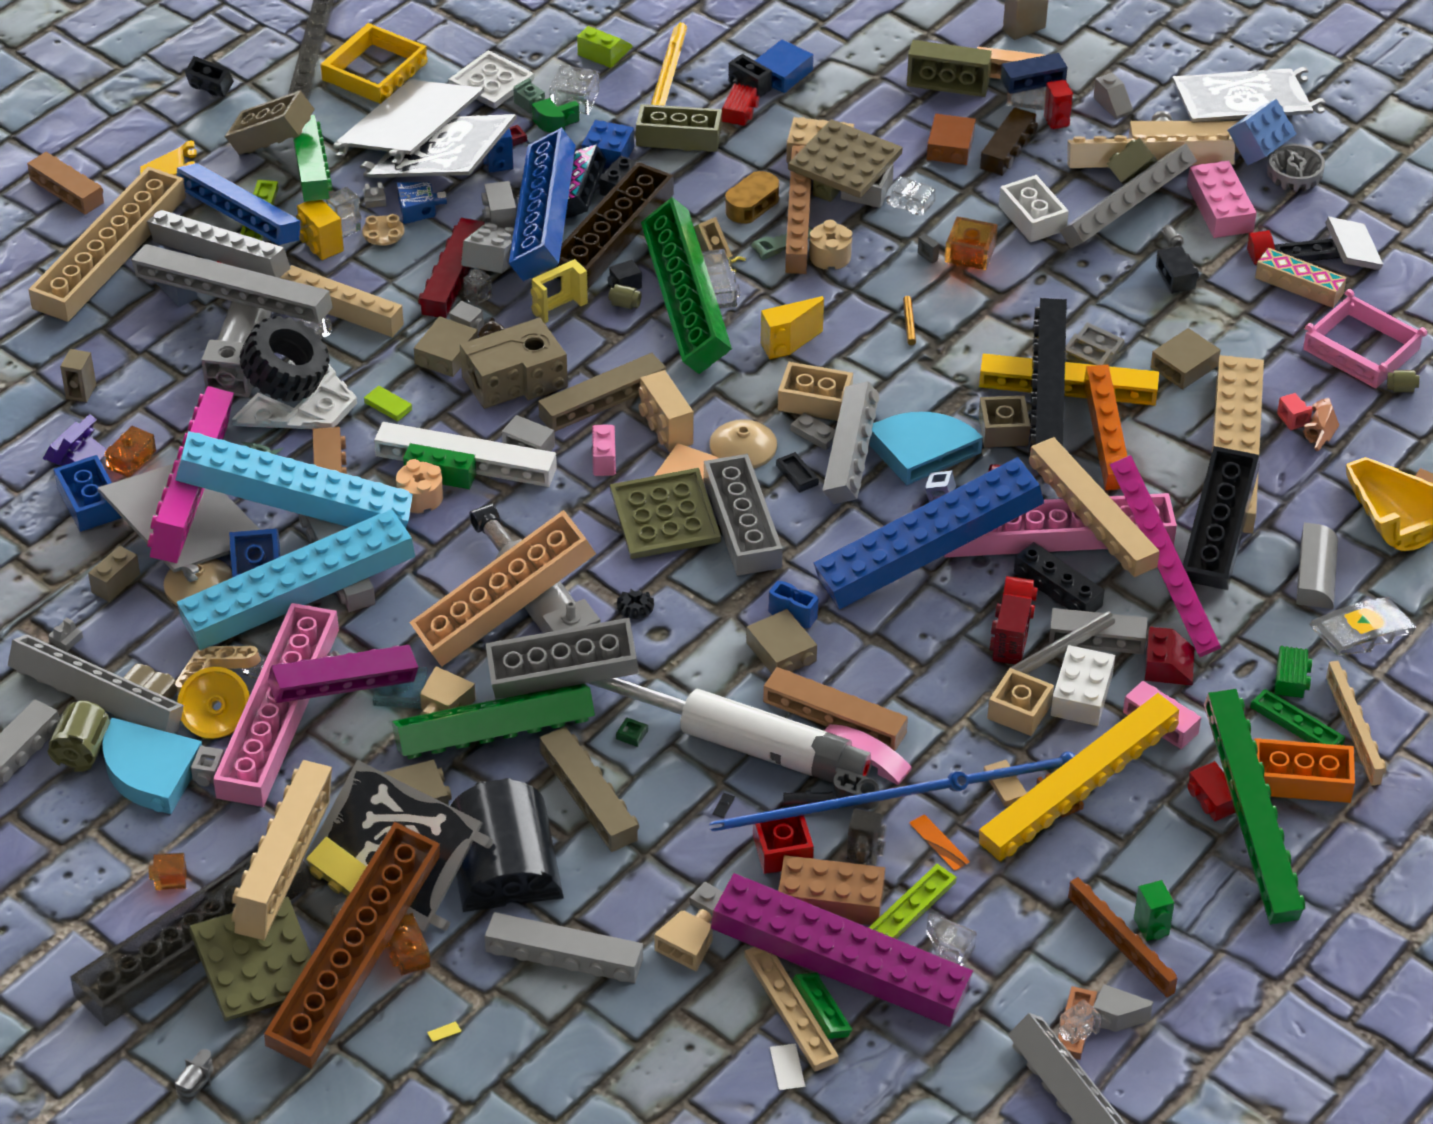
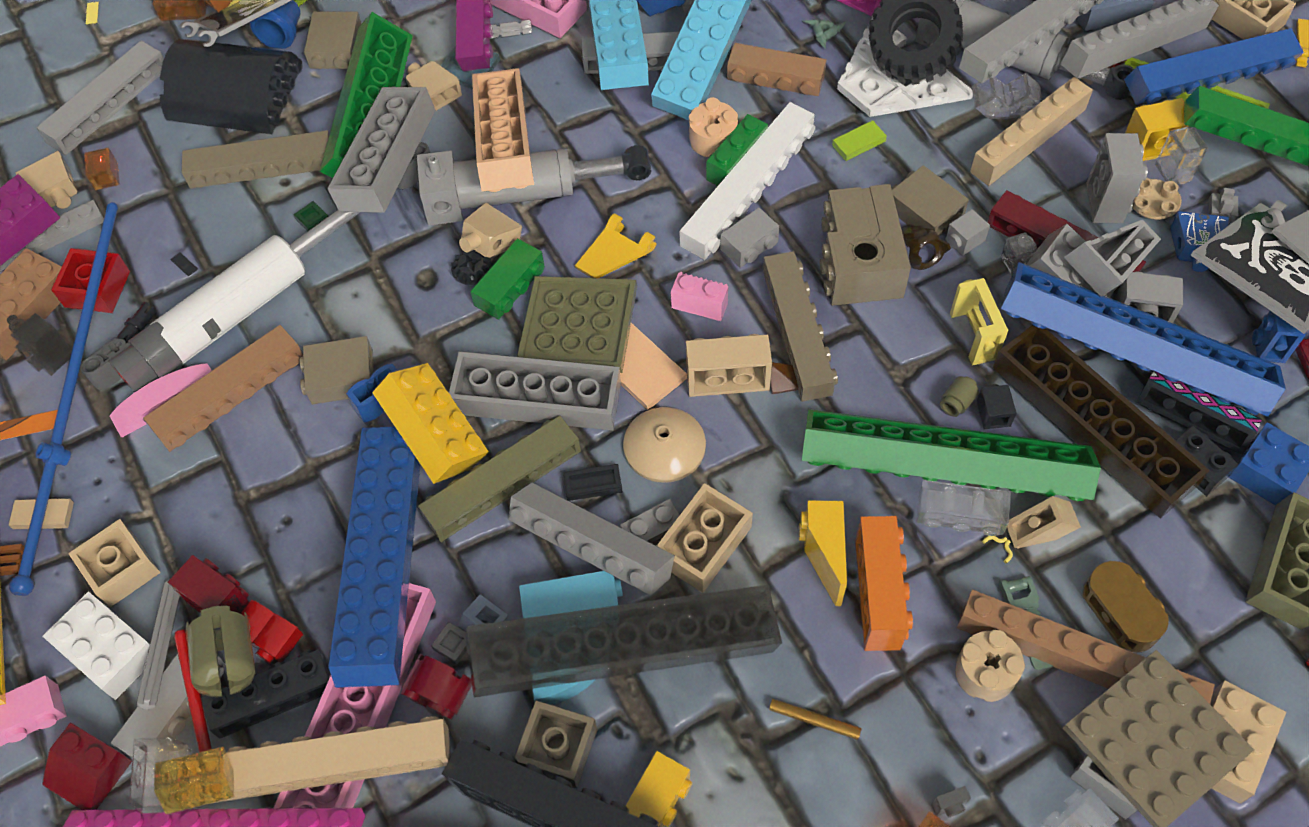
camera: 115 degrees right, 15 degrees up
(391, 235) = (1116, 177): none -> light grey brick
(485, 210) = (1113, 256): none -> light grey wedge
(589, 524) = (613, 250): none -> yellow flag
(603, 590) = (489, 232): none -> tan torso
(640, 570) = (508, 279): none -> green brick
(652, 904) = (101, 168): none -> clear orange brick
(809, 545) = (430, 422): none -> yellow brick
(817, 511) = (499, 478): none -> olive brick
(826, 281) = (882, 584): none -> orange brick
(923, 393) = (621, 640): none -> clear smoke brick
(1055, 581) = (206, 642): none -> olive cylinder
(1119, 598) = (193, 695): none -> red bar
(1148, 530) = (194, 780): none -> clear yellow brick
(1150, 592) = (145, 755): none -> clear brick

